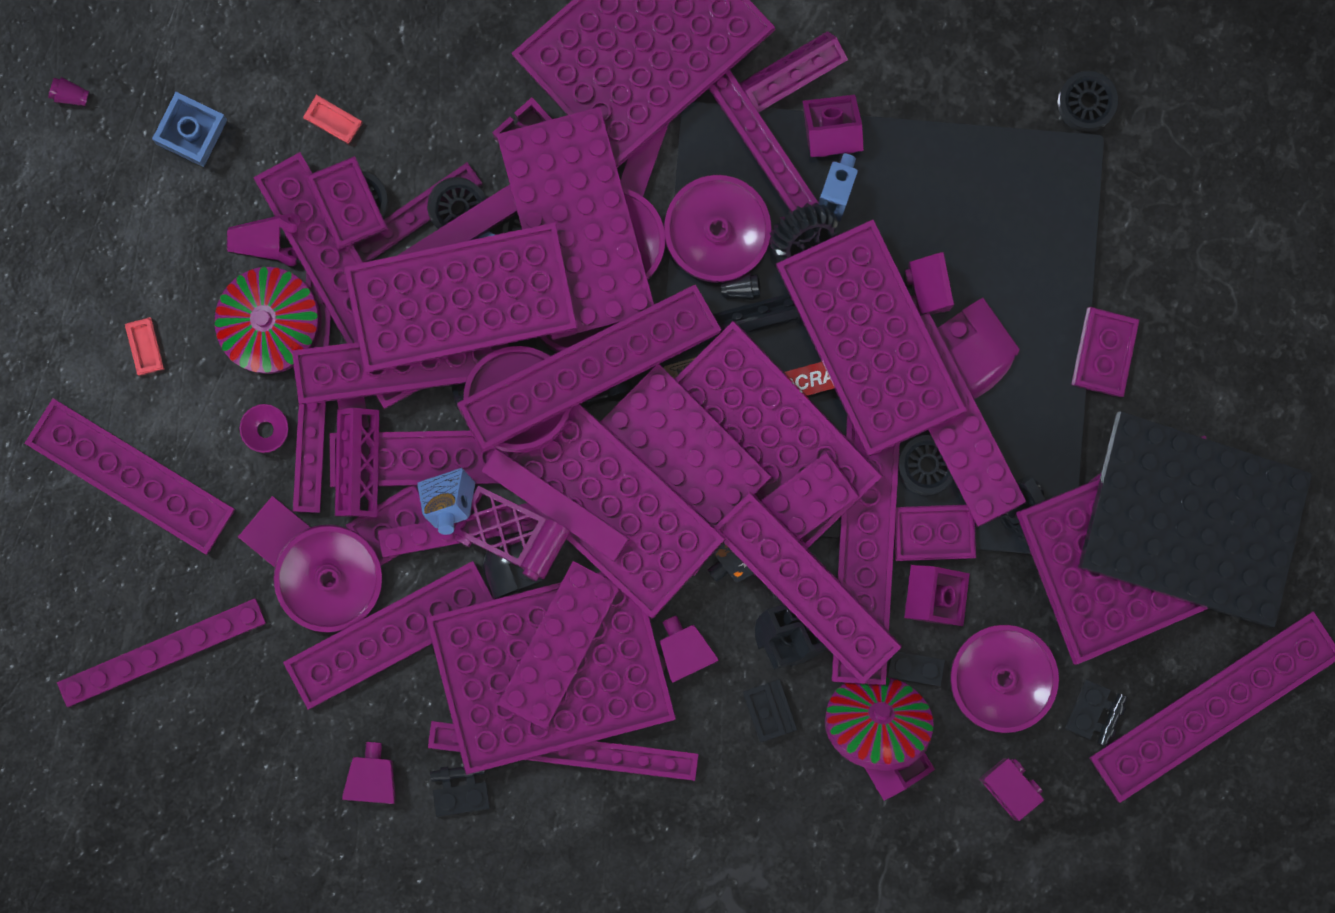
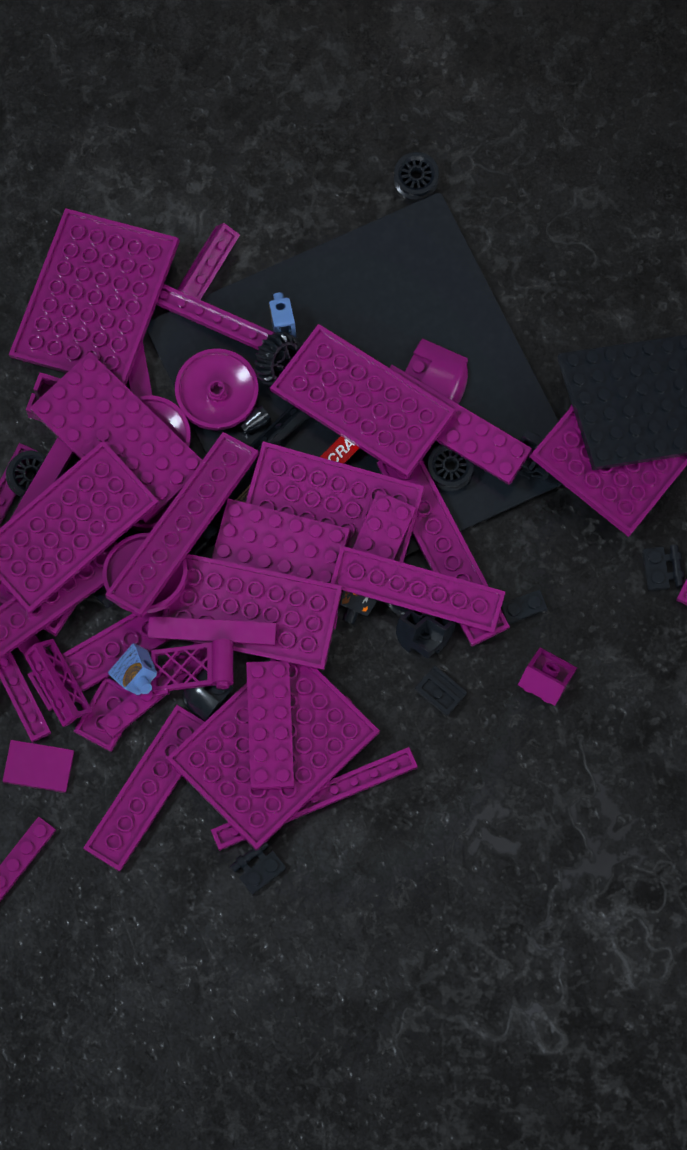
camera: 25 degrees left, 10 degrees down
(327, 578) = (81, 772): magenta dish -> none
(370, 777) = (190, 893): magenta torso -> none
(684, 650) = (359, 682): magenta torso -> none
(833, 126) = (255, 282): magenta slope -> none
(879, 724) = (521, 653): dish -> none
(930, 284) = (382, 344): magenta slope -> none
(934, 533) = (482, 509): magenta tile -> none
(937, 595) = (508, 549): magenta slope -> none
(1004, 678) = (587, 578): magenta dish -> none
(1012, 789) = (637, 647): magenta brick -> none
(1105, 352) = (525, 329): magenta tile -> none

